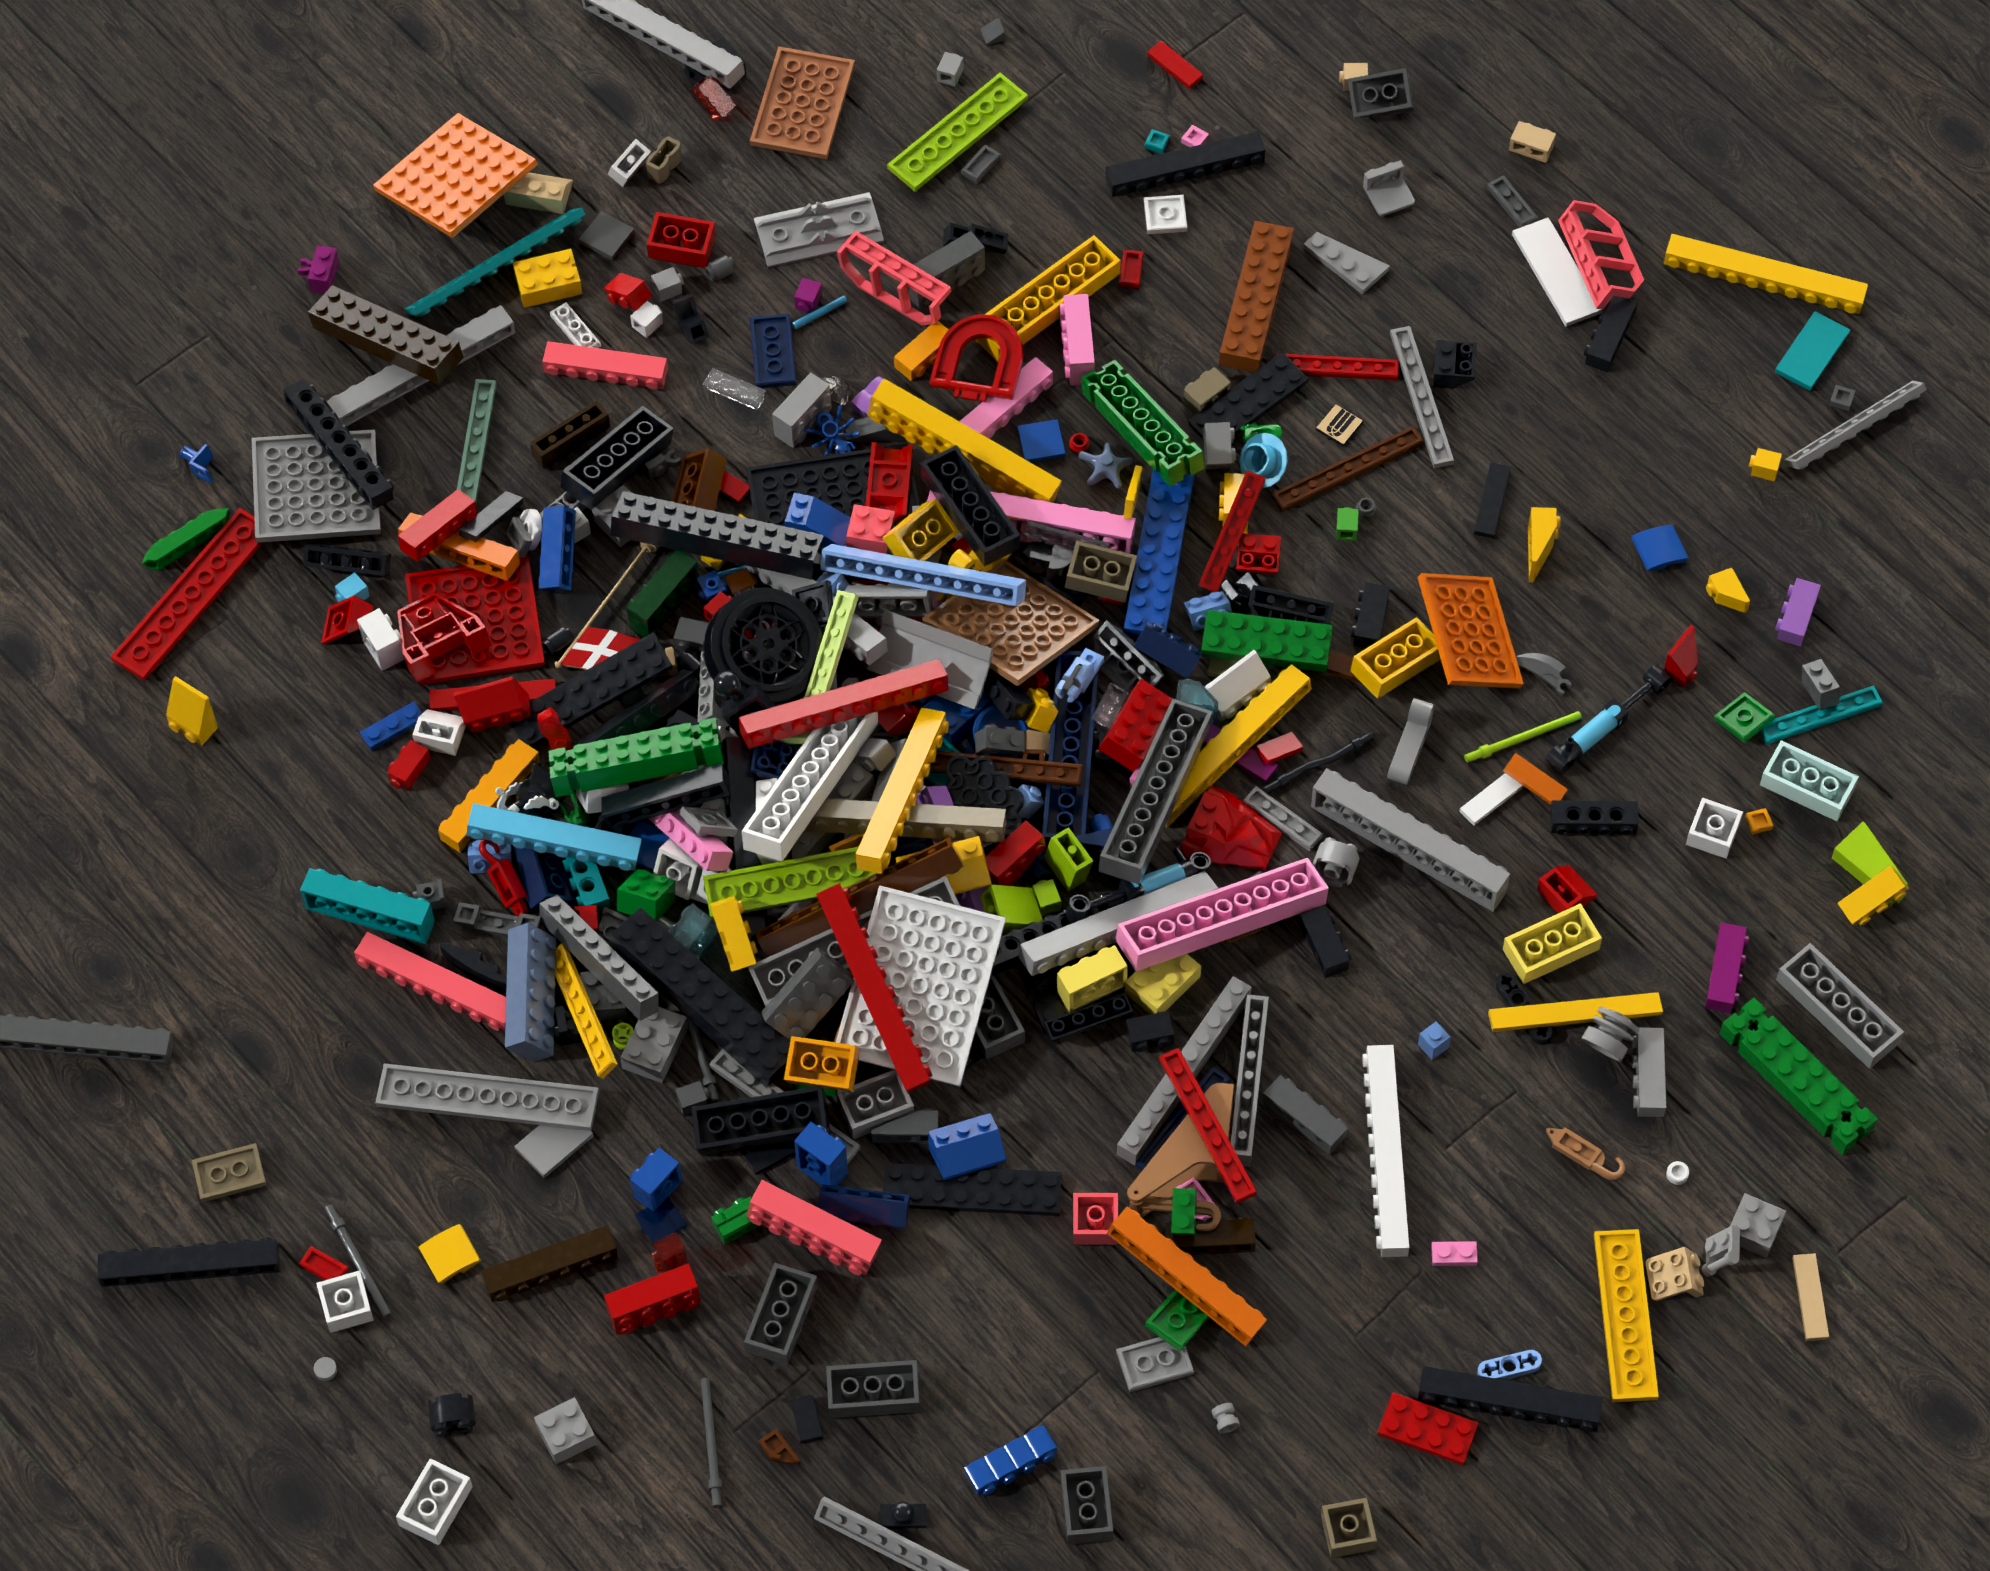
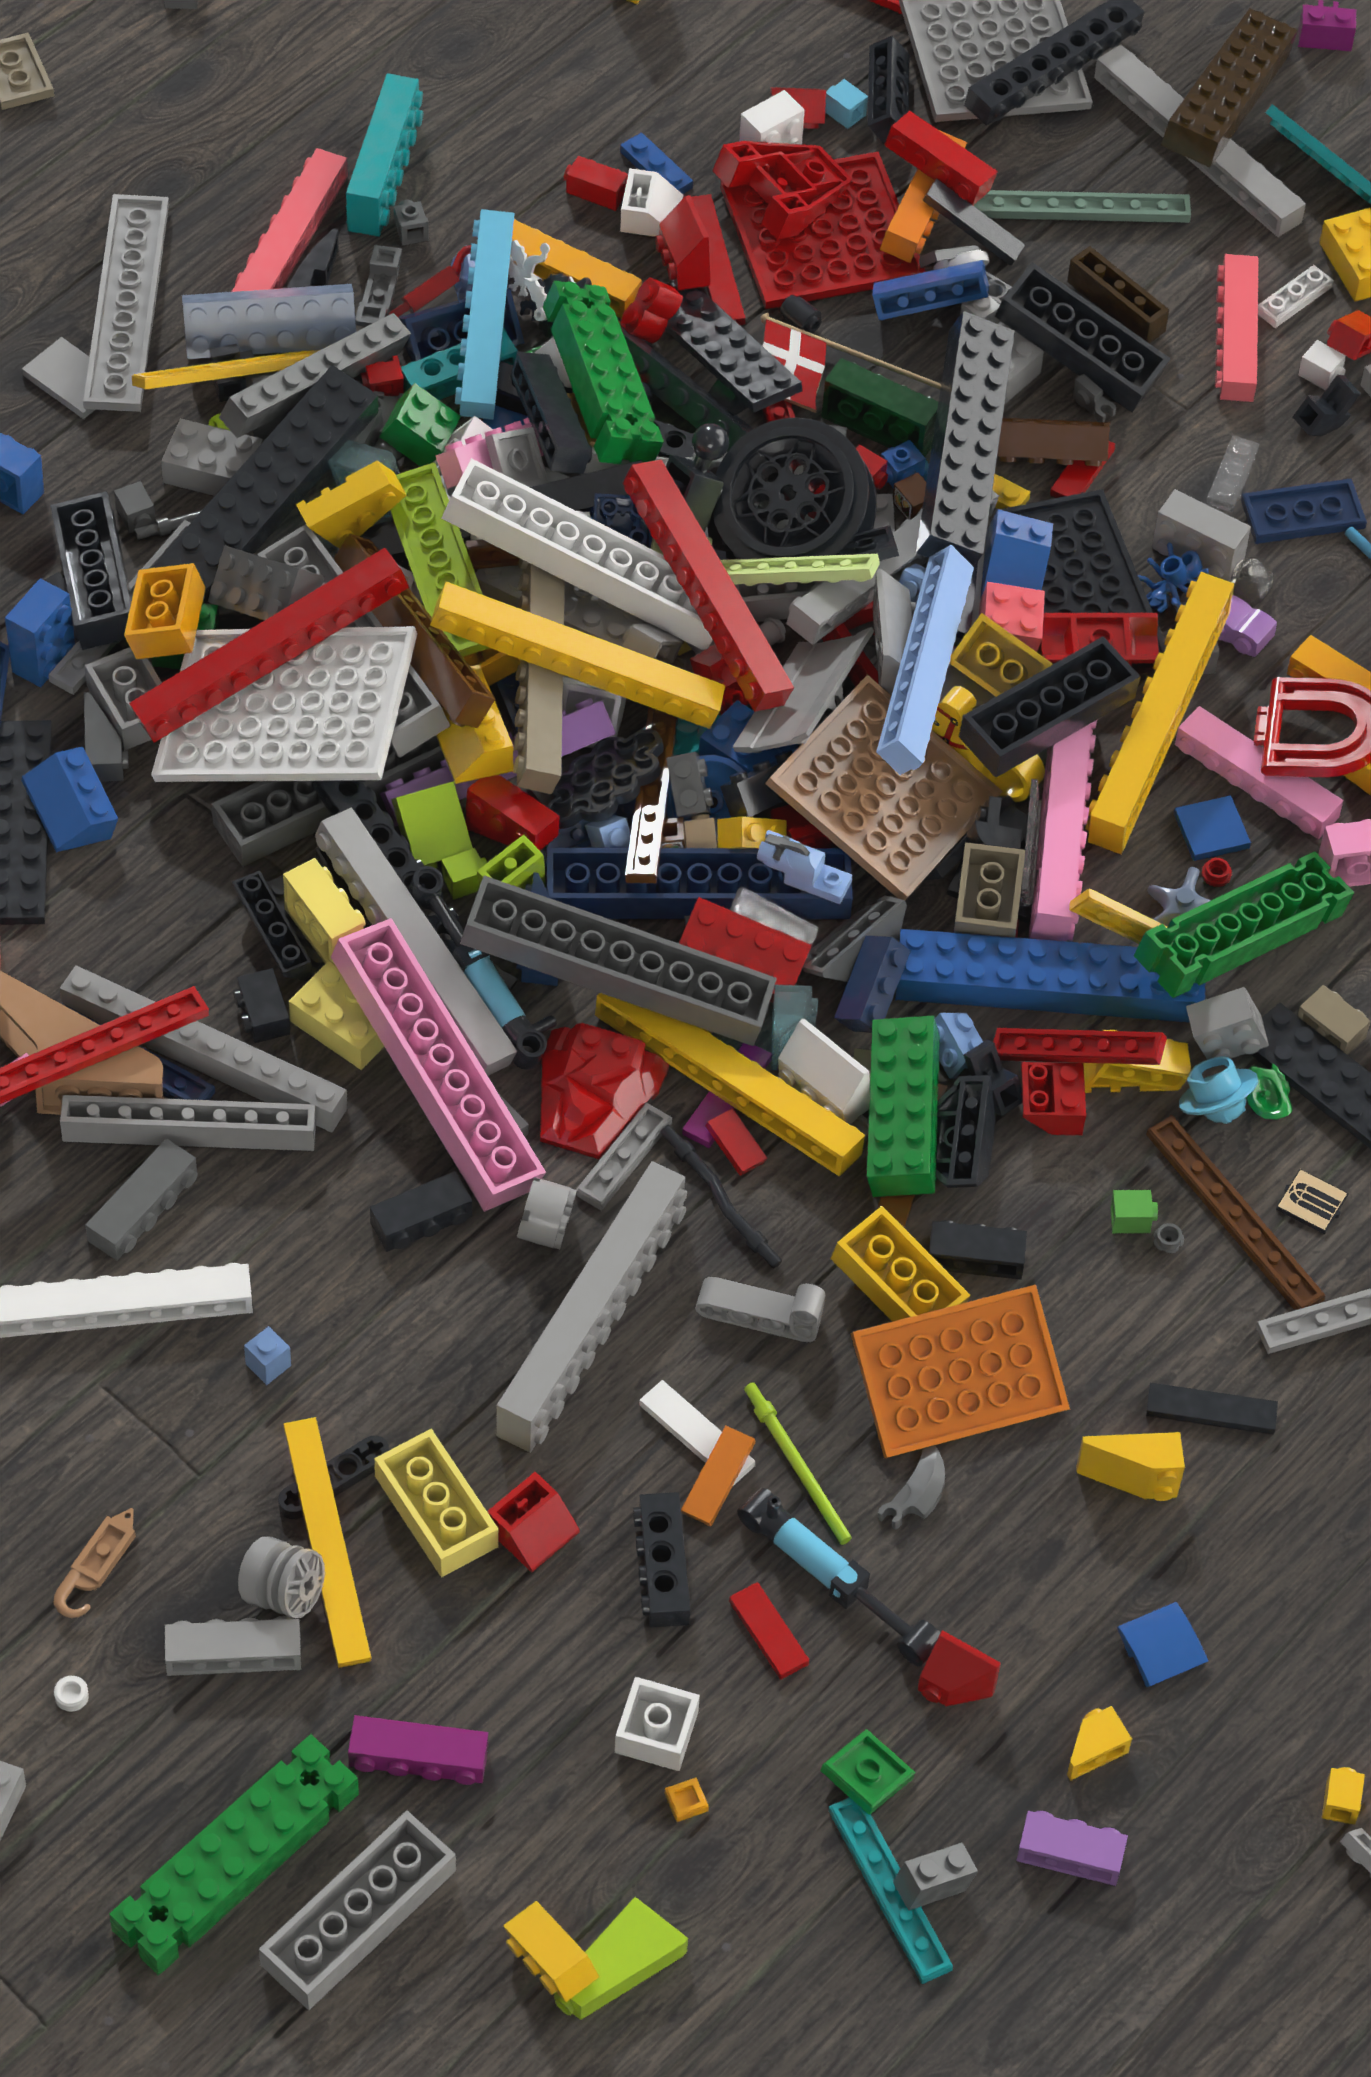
camera: 80 degrees right, 5 degrees down
(1643, 764) = (769, 1630): none -> red tile
(1809, 780) = (756, 1861): light aqua brick -> none

